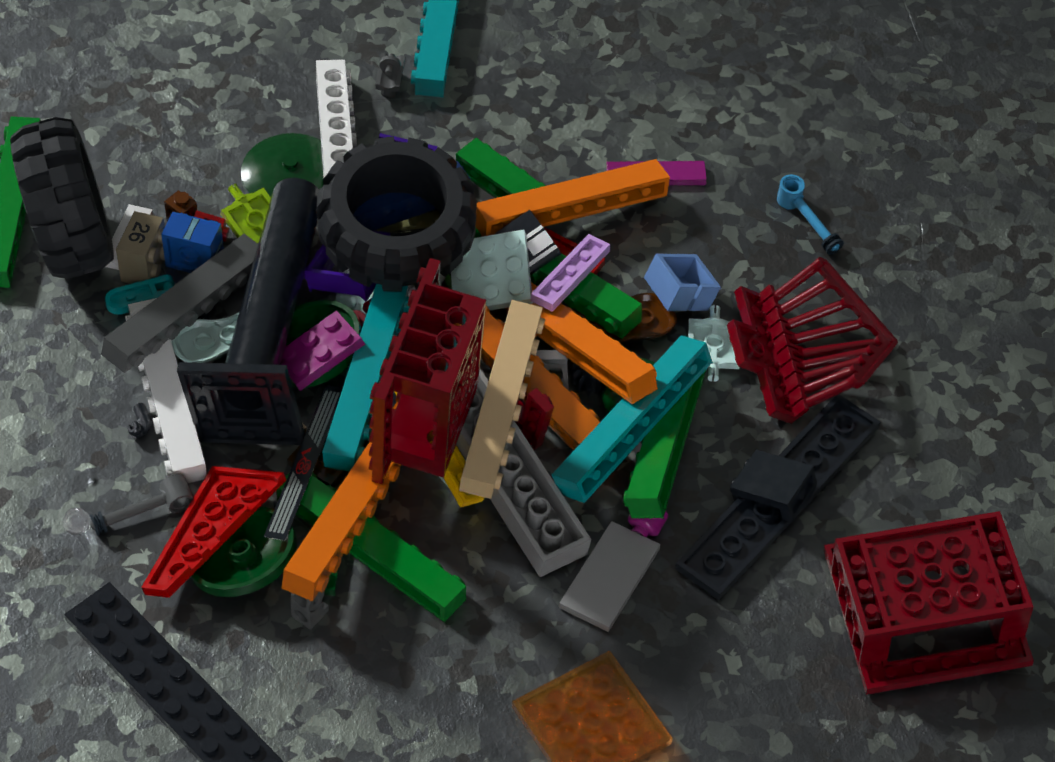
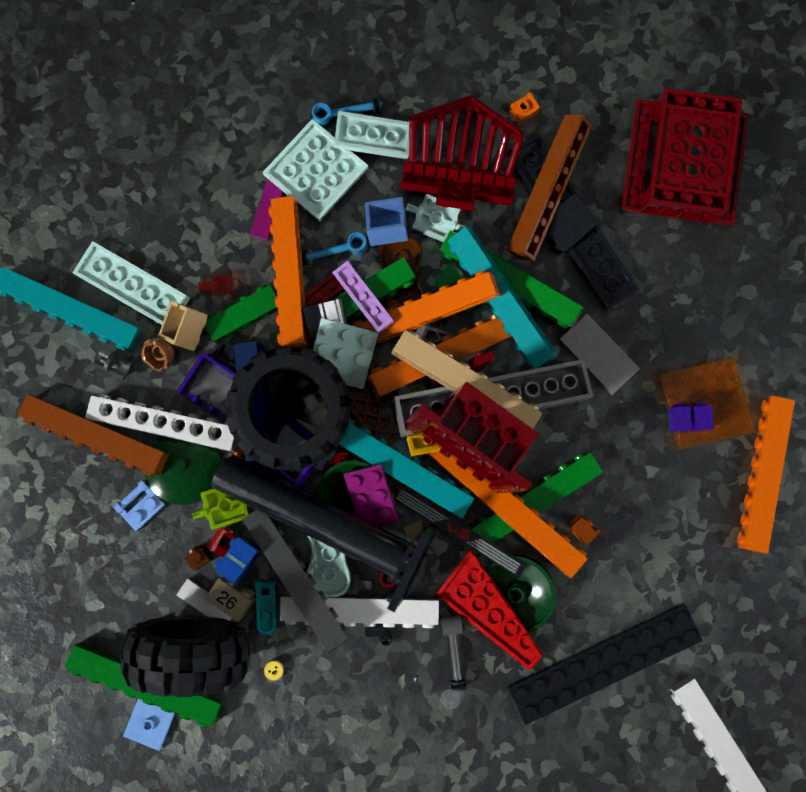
camera: 65 degrees left, 30 degrees up
(62, 325) = (274, 670): none -> light yellow tile
(224, 150) = (144, 510): none -> light blue plate
(297, 76) = (93, 435): none -> dark orange brick
(355, 613) = (583, 529): none -> orange brick
(421, 110) = (158, 353): none -> medium nougat hair
(462, 117) = (183, 326): none -> tan piece
(493, 69) = (127, 283): none -> light aqua plate
(528, 149) = (219, 285): none -> clear red plate
(557, 686) = (690, 418): none -> dark purple piece
(638, 262) = (338, 249): none -> dark azure piece
(717, 204) = (315, 170): none -> light aqua plate
(787, 241) = (372, 135): none -> light aqua plate
(810, 440) = (549, 187): none -> dark orange brick
(907, 400) = (520, 115): none -> orange brick

